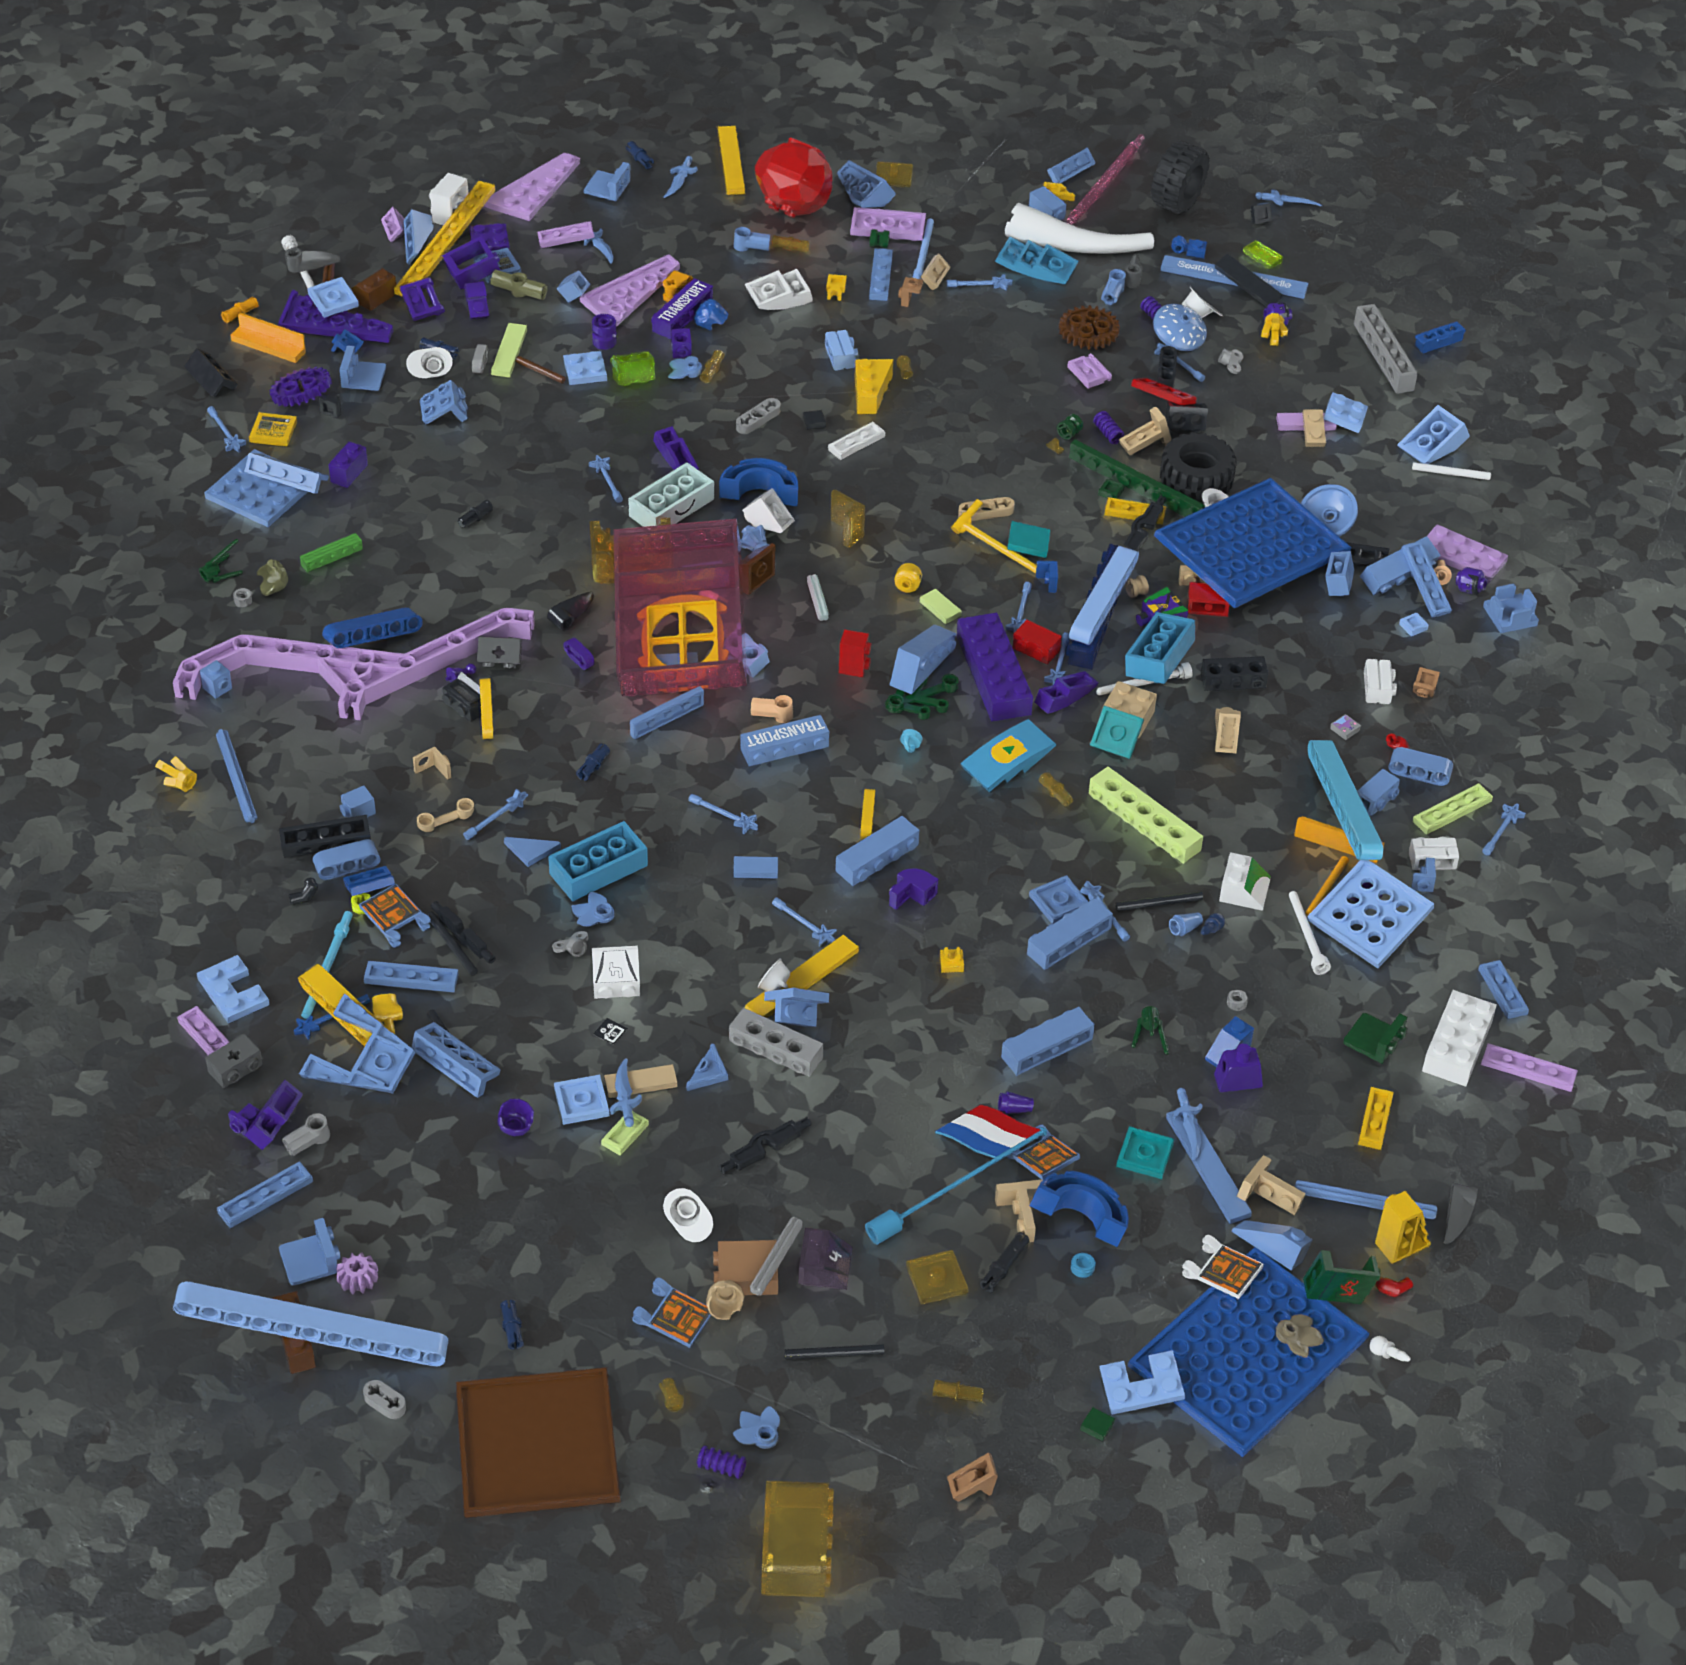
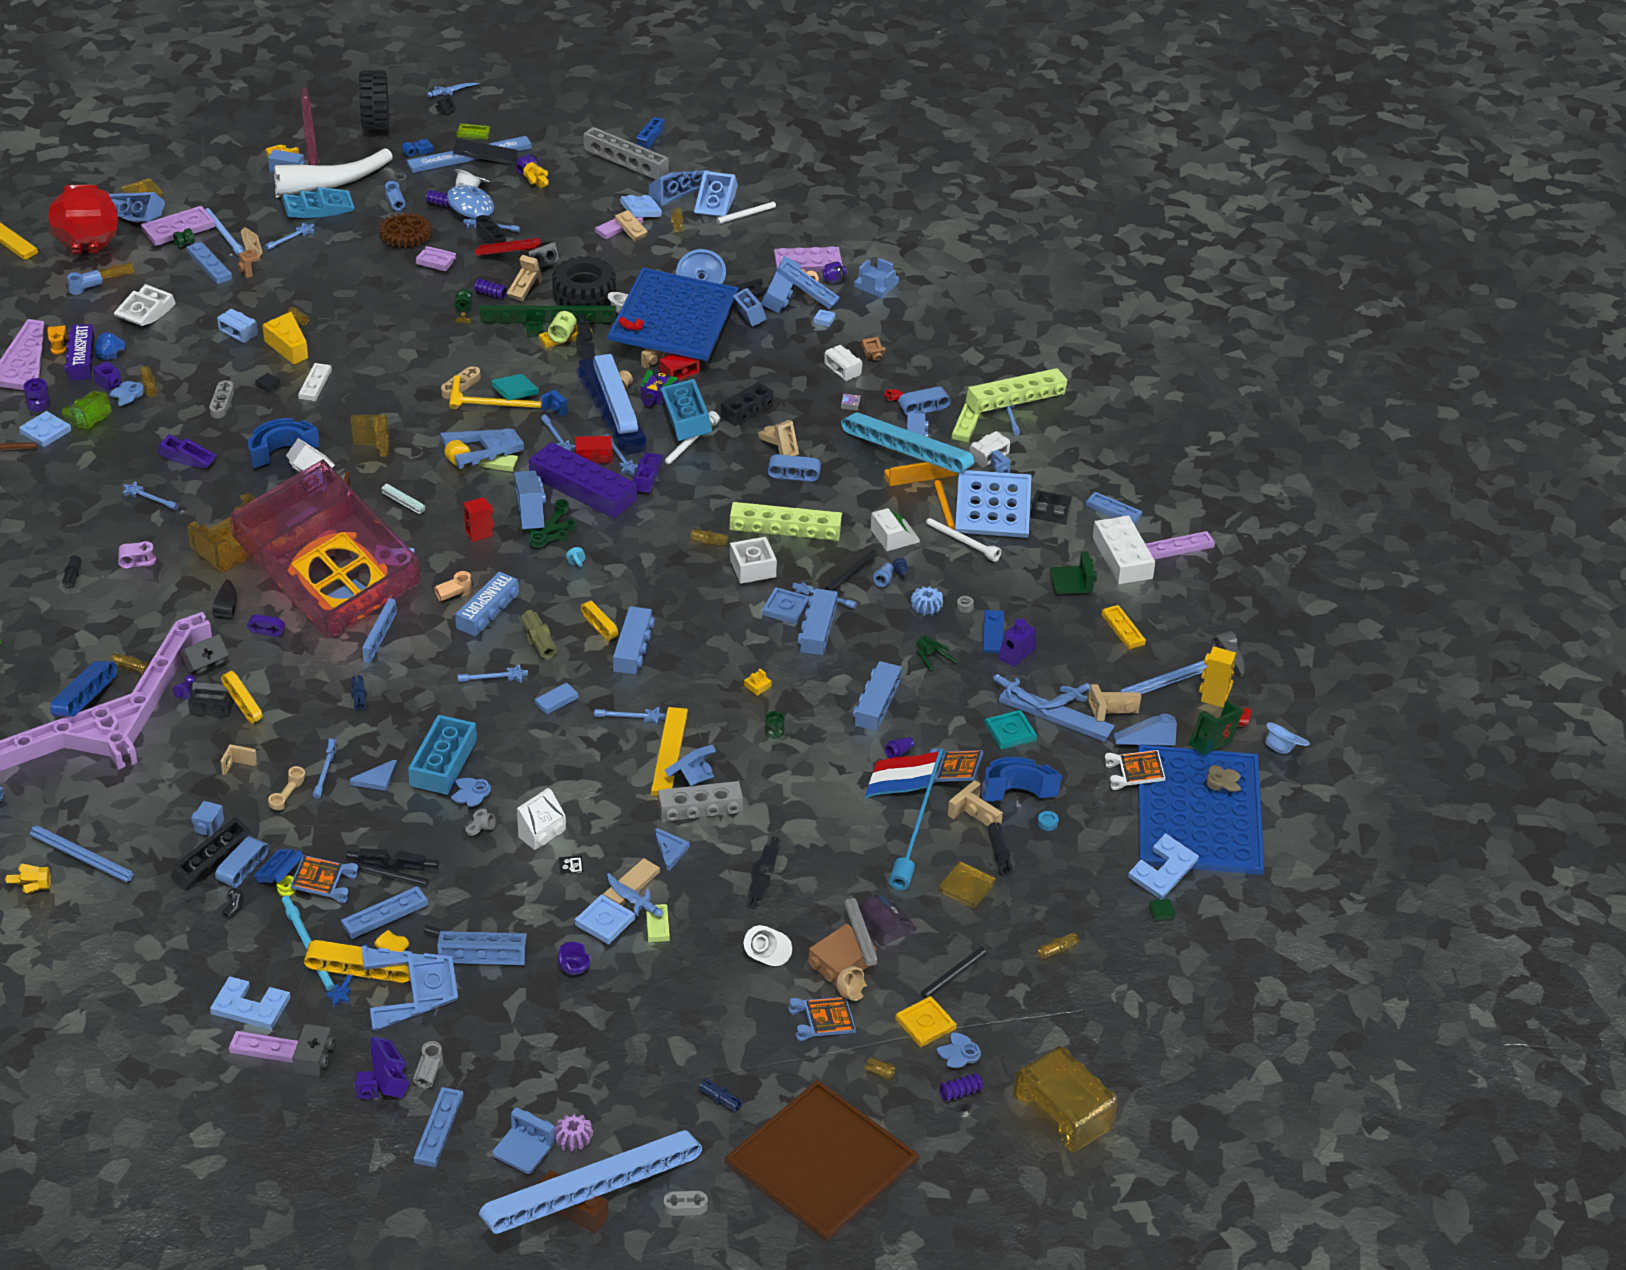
camera: 40 degrees left, 5 degrees down
(438, 625) = (129, 662): none -> clear yellow pin
(539, 528) = (135, 554): none -> lavender piece
(672, 497) = (222, 484): light aqua brick -> none
(759, 1380) = (925, 1021): none -> yellow tile
(775, 977) = (655, 758): white piece -> none
(800, 796) = (538, 634): none -> olive piece
(836, 286) = (184, 283): yellow plate -> none
(913, 884) = (683, 647): dark purple brick -> none
(920, 1010) = (774, 724): none -> dark green wheel
(955, 585) = (494, 441): none -> medium blue wing
(974, 1477) = (1131, 987): medium nougat slope -> none
(1008, 754) = (654, 532): dark azure slope -> none
(1068, 835) = (753, 560): none -> white brick
(1071, 166) = (275, 129): medium blue plate -> none
(1117, 732) = (713, 478): teal tile -> none
(1129, 500) = (562, 326): none -> yellowish green wheel
(1133, 701) = (703, 461): tan brick -> none
(1190, 535) = (631, 325): none -> red arm
(1198, 974) = (927, 601): none -> light blue gear
(1212, 764) = (794, 467): none -> medium blue beam
(1228, 1153) = (1071, 694): none -> medium blue piece
(1231, 359) = (526, 206): light grey piece -> none
(1370, 443) = (677, 219): none -> clear yellow axle
(1382, 1347) = (1270, 758): white bar -> none
(1400, 407) = (675, 185): none -> medium blue wedge
(1410, 1332) = (1282, 740): none -> light blue piece
(1432, 949) = (1051, 507): none -> black window
(1528, 806) = (1016, 390): none -> yellowish green brick

